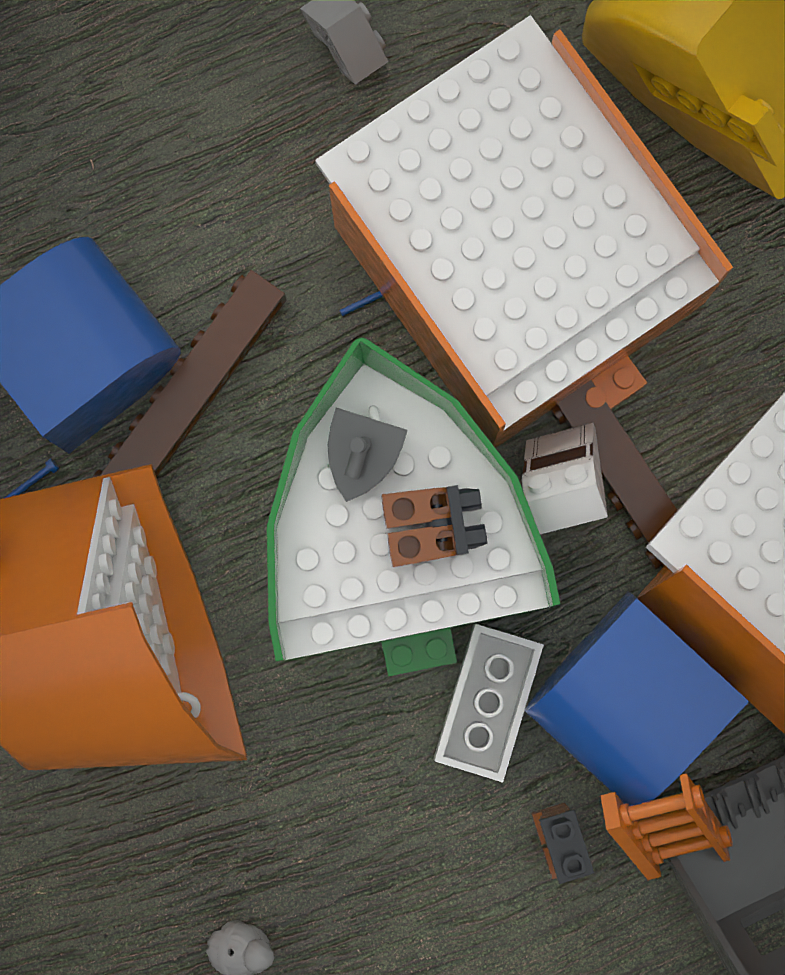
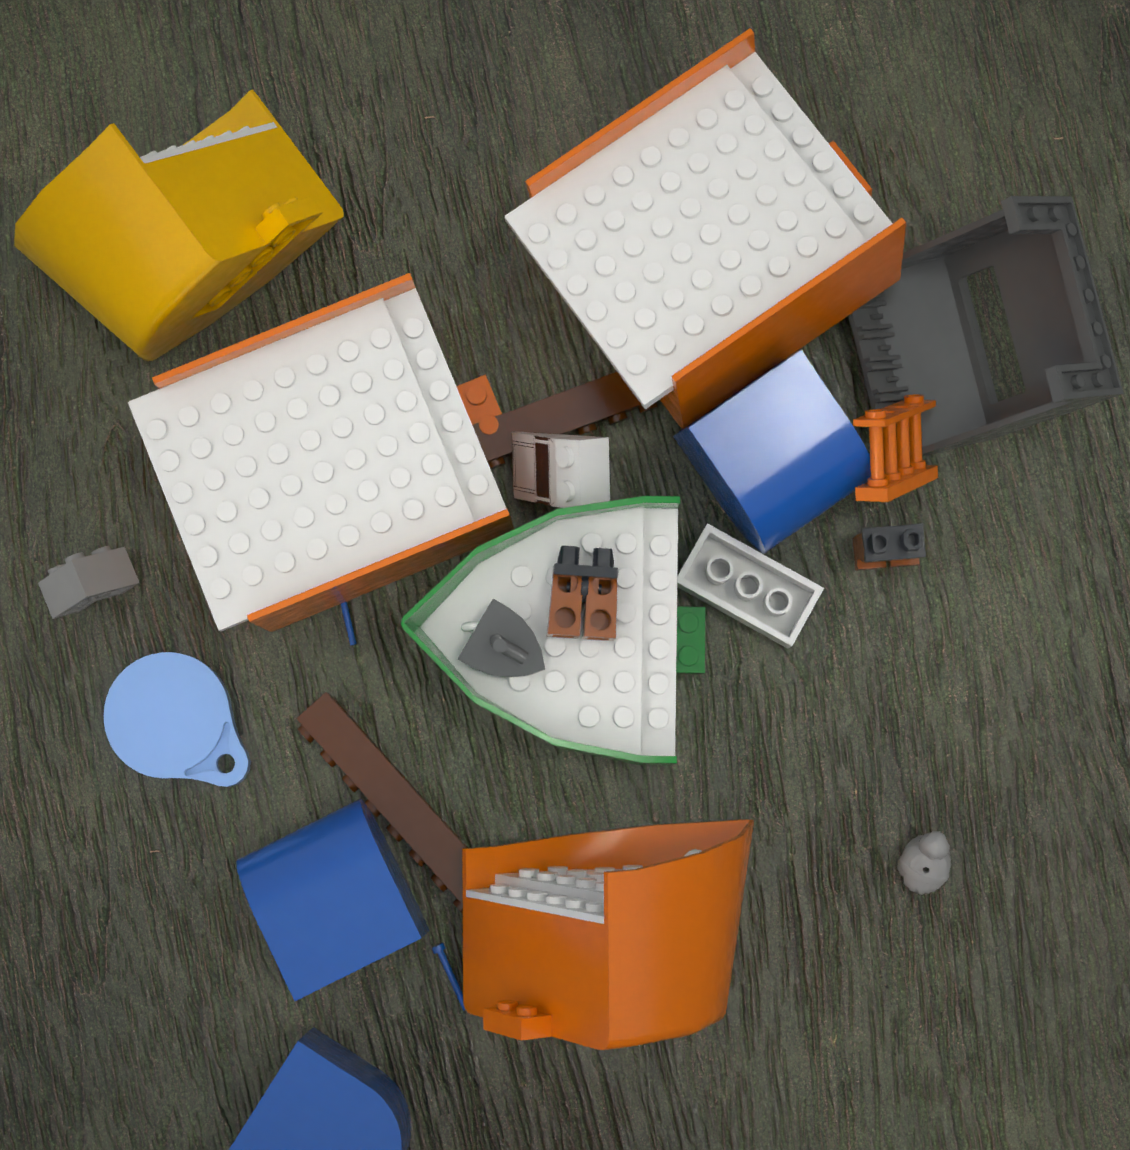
camera: 75 degrees left, 0 degrees up
(224, 152) = (174, 720): none -> light blue piece

